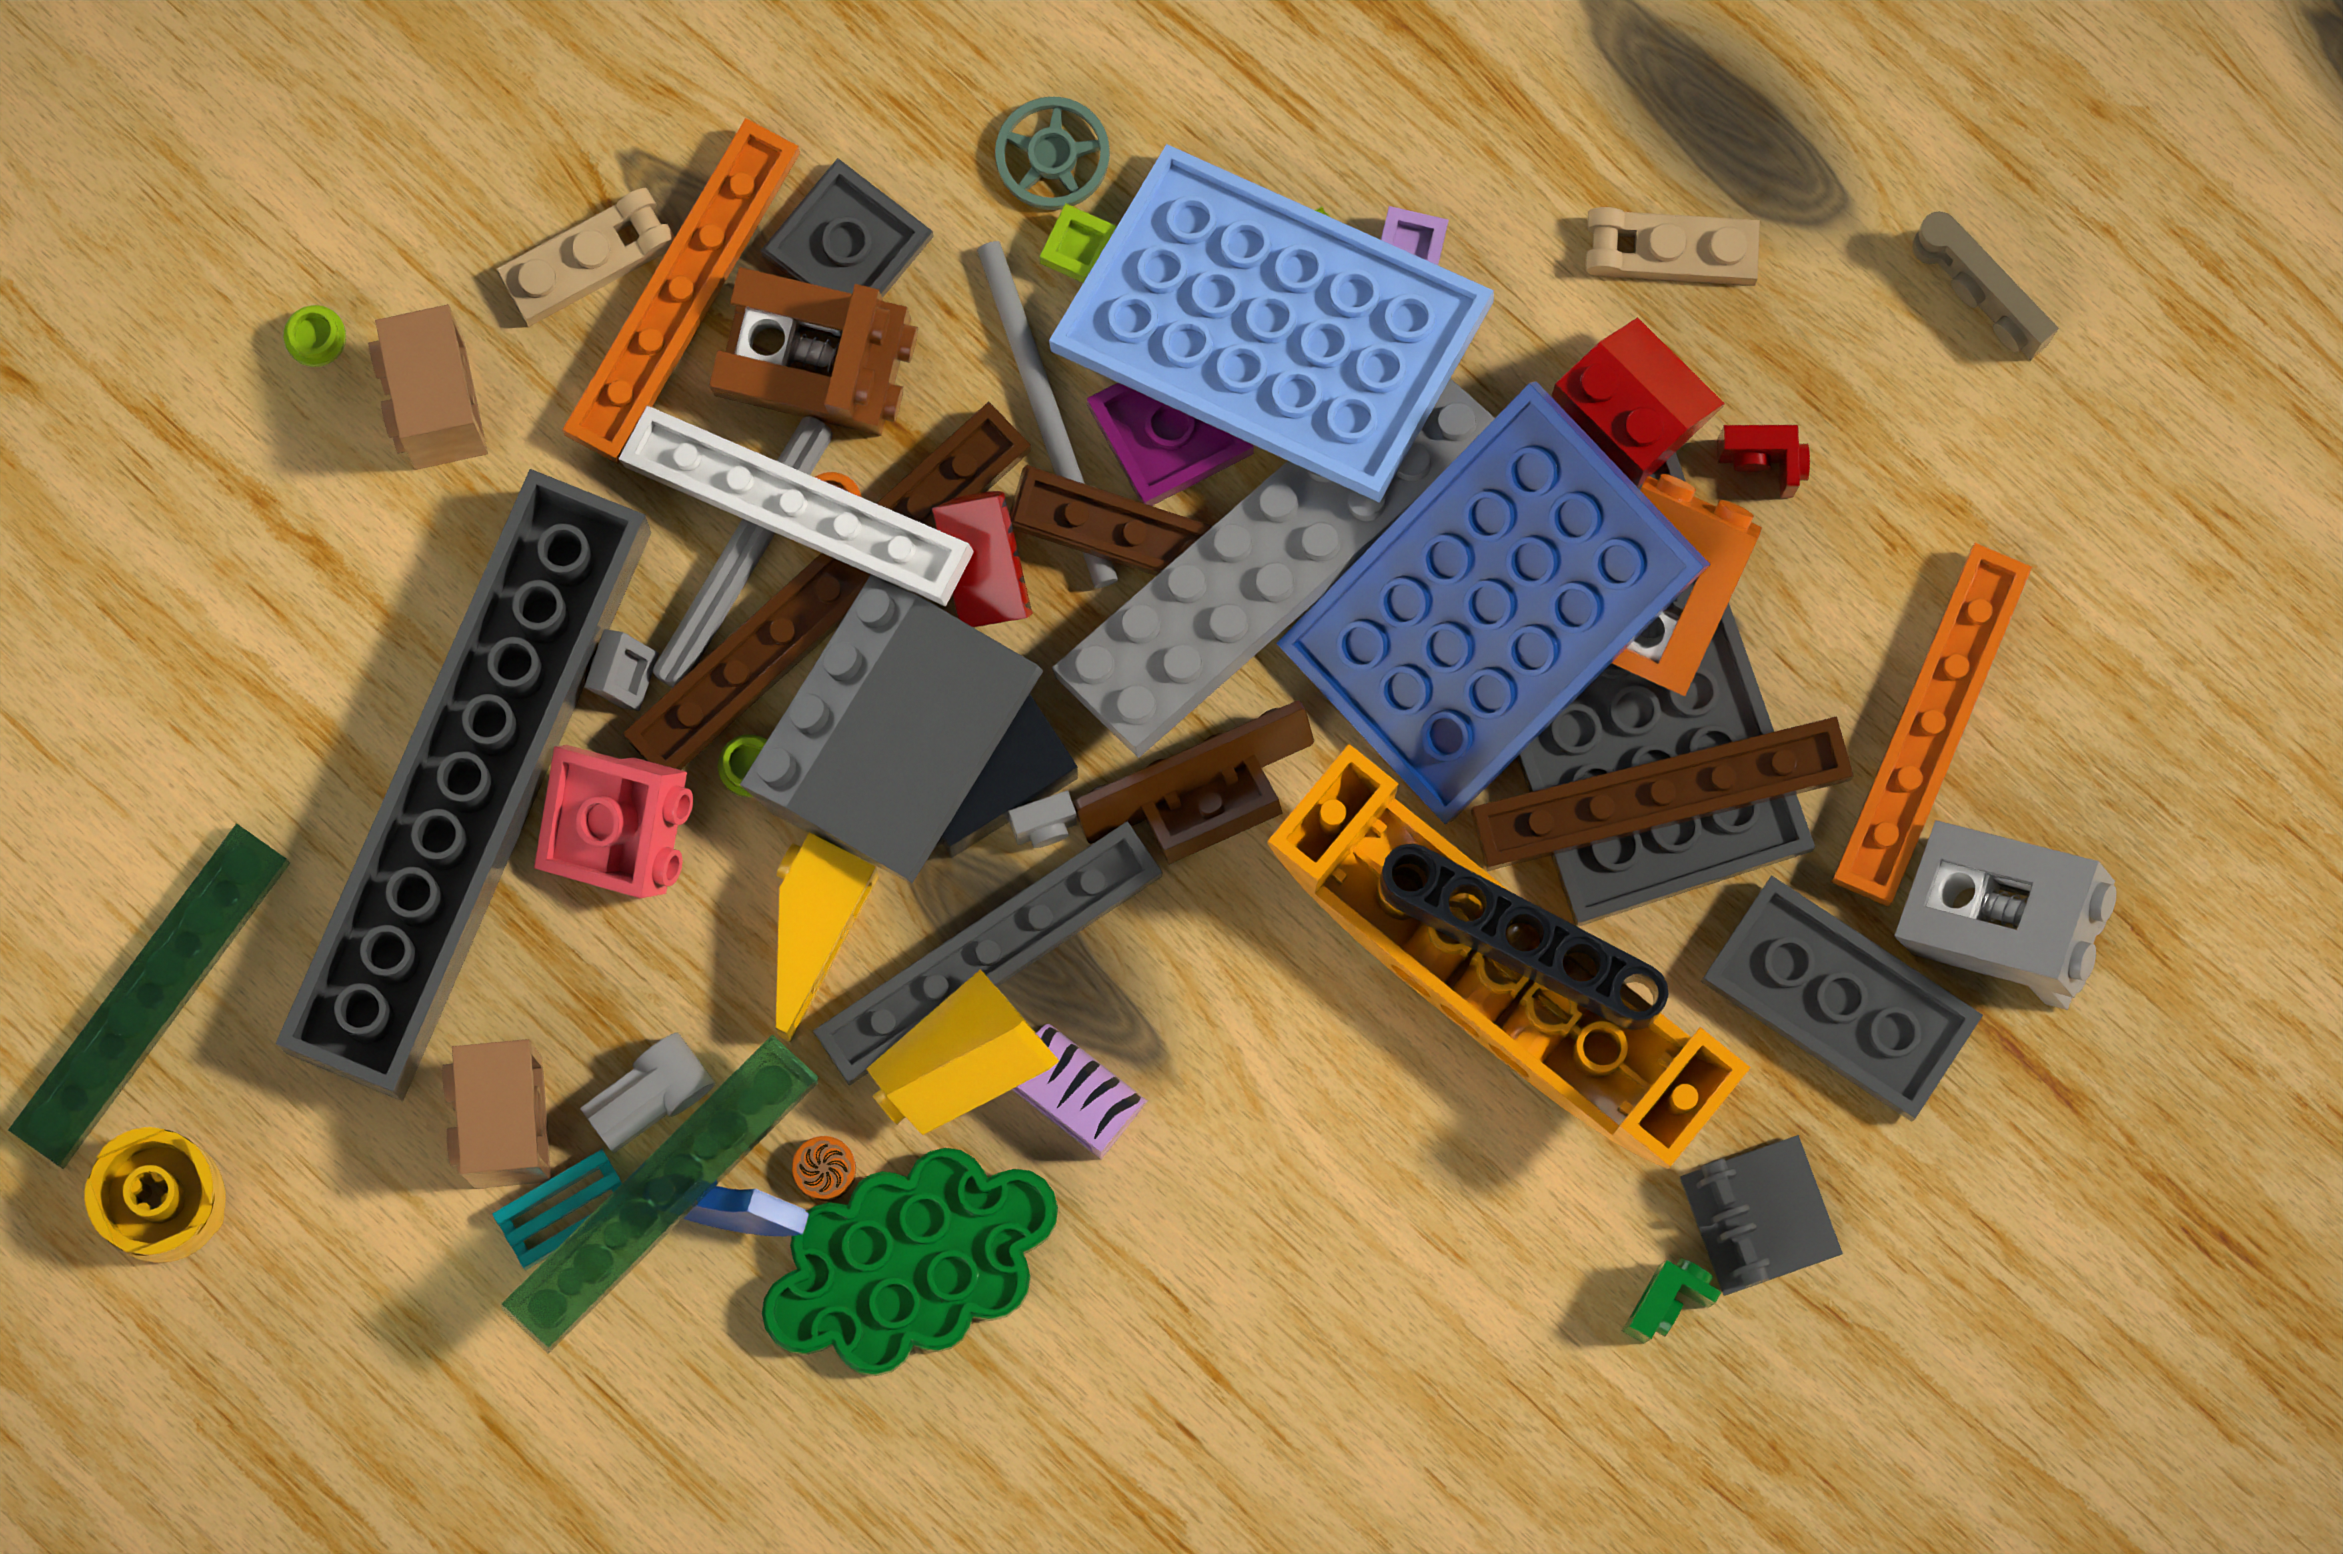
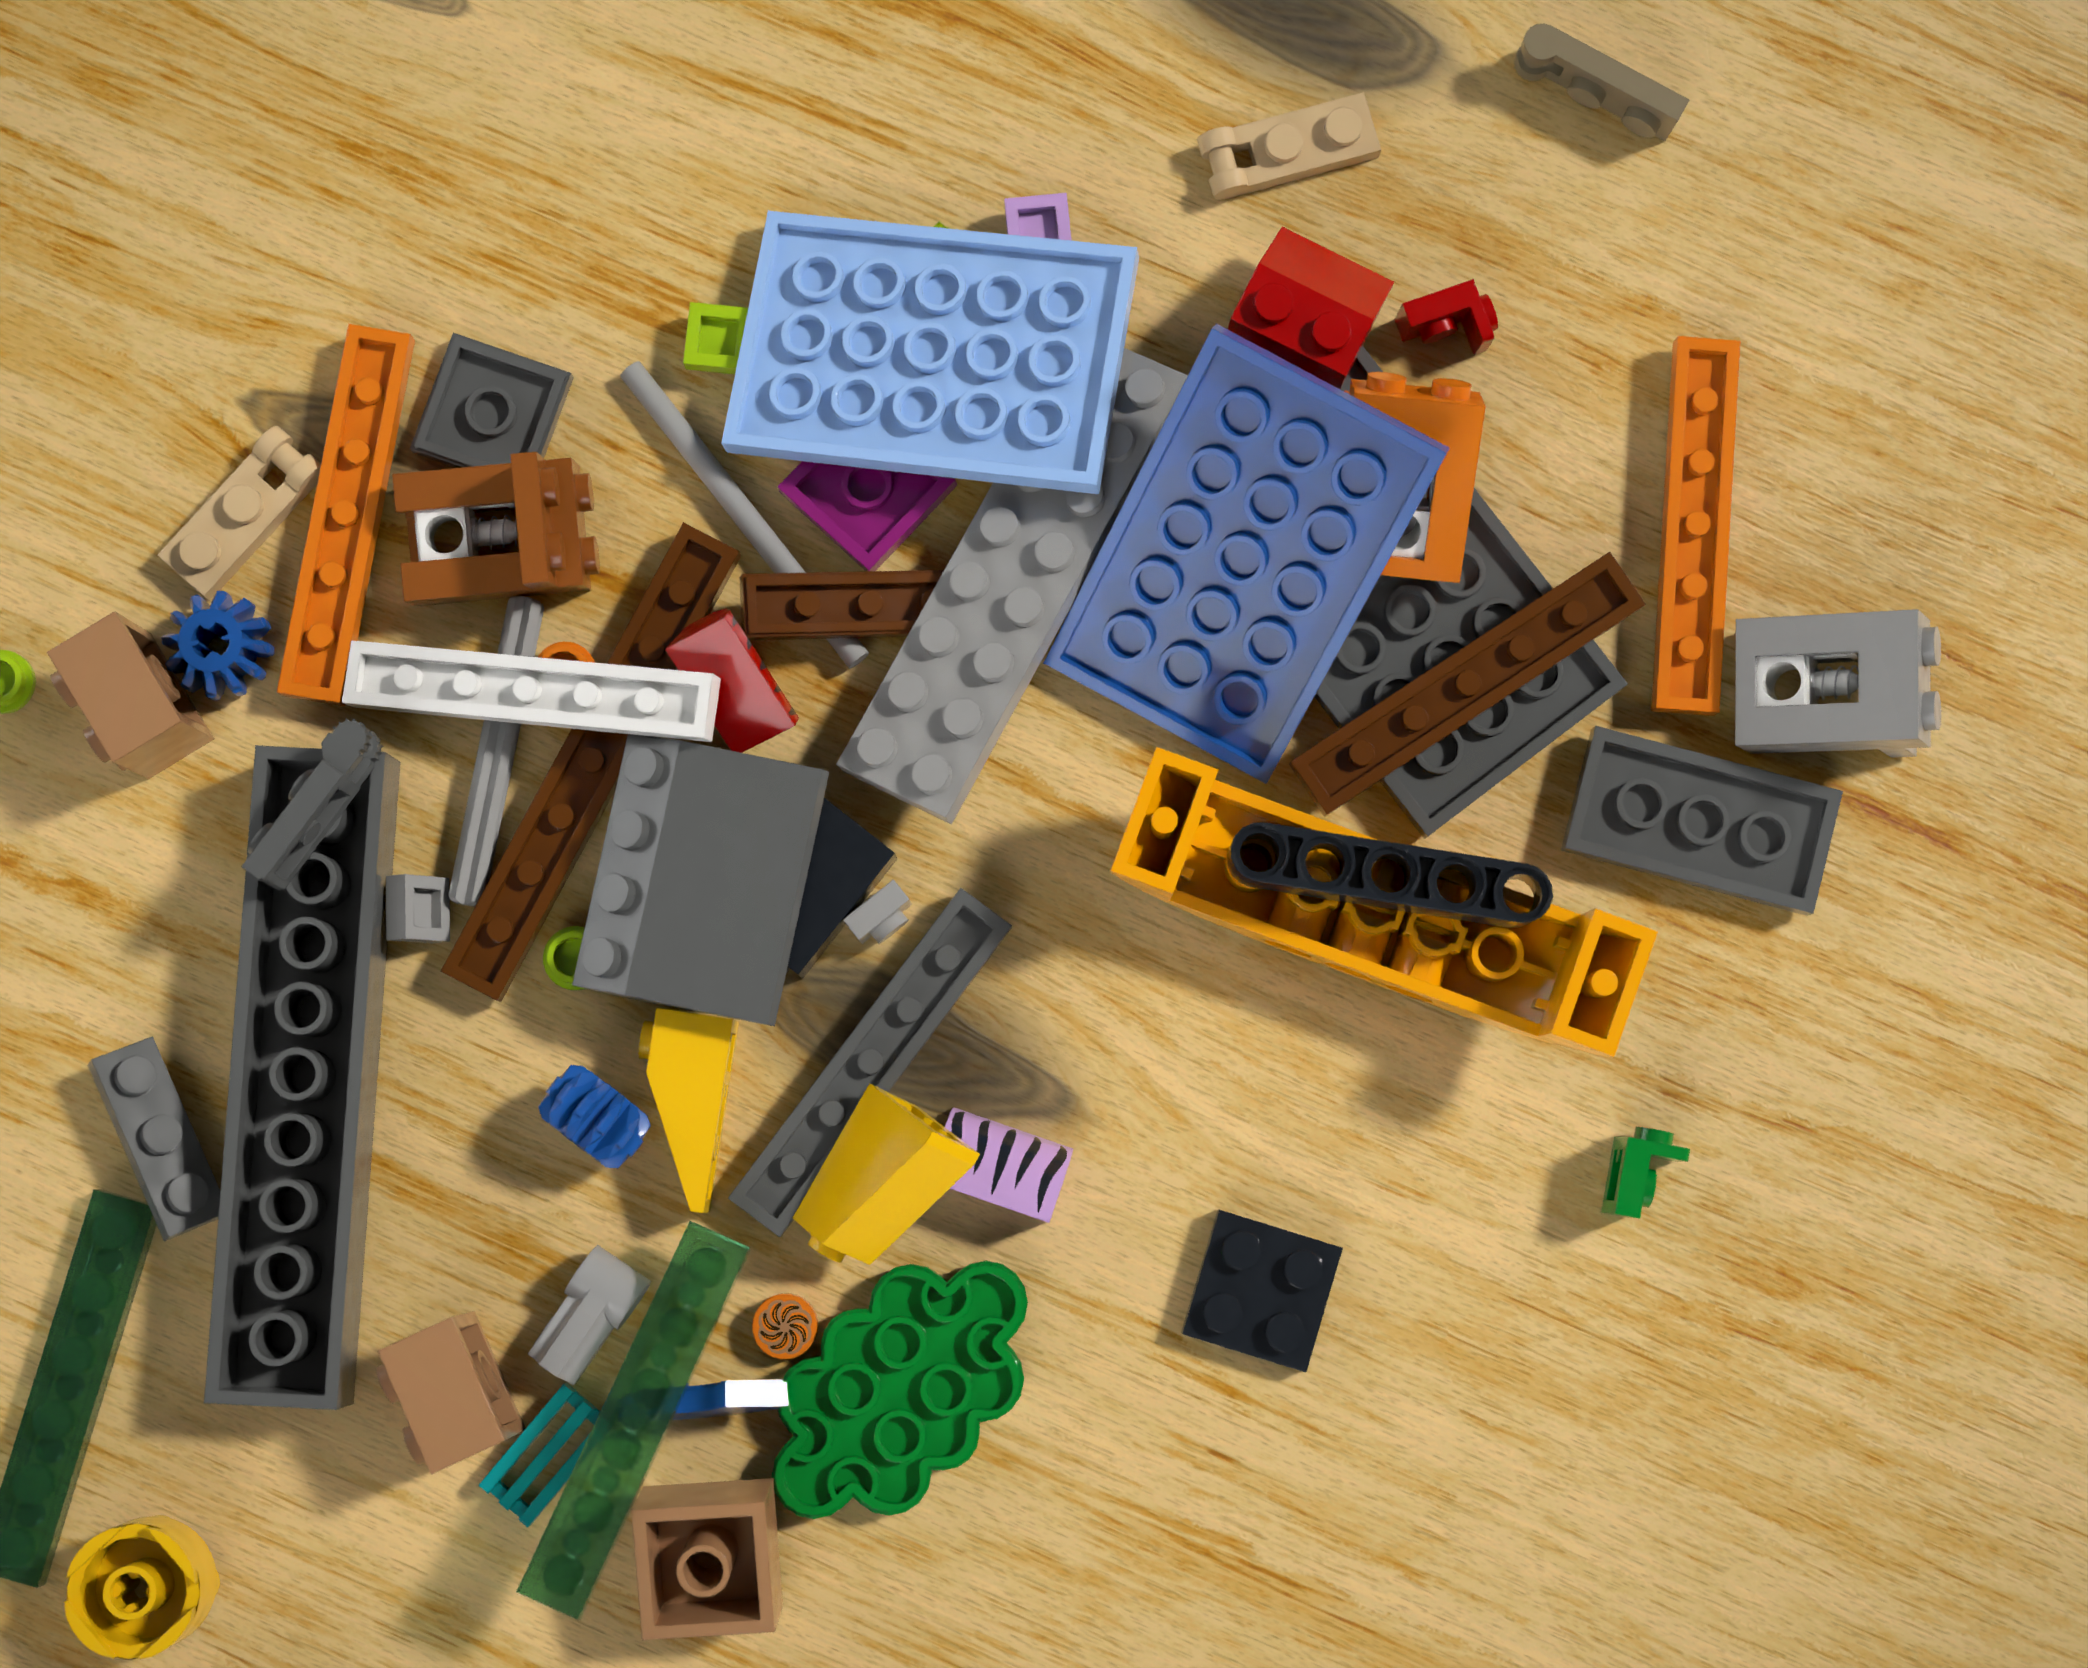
camera: 20 degrees left, 5 degrees up
(311, 797) = (157, 1137): none -> dark grey plate
(534, 350) = (206, 667): none -> blue gear
(566, 539) = (314, 804): none -> dark grey hinge
(613, 822) = (461, 1062): coral plate -> none
(680, 1349) = (707, 1559): none -> medium nougat brick
(717, 912) = (594, 1116): none -> blue gear
(1052, 153) = (660, 256): sand green wheel -> none
(1202, 790) = (1024, 832): reddish brown bracket -> none
(1277, 1290) = (1261, 1290): none -> black plate
(1760, 1215) = (1697, 1057): dark grey hinge -> none

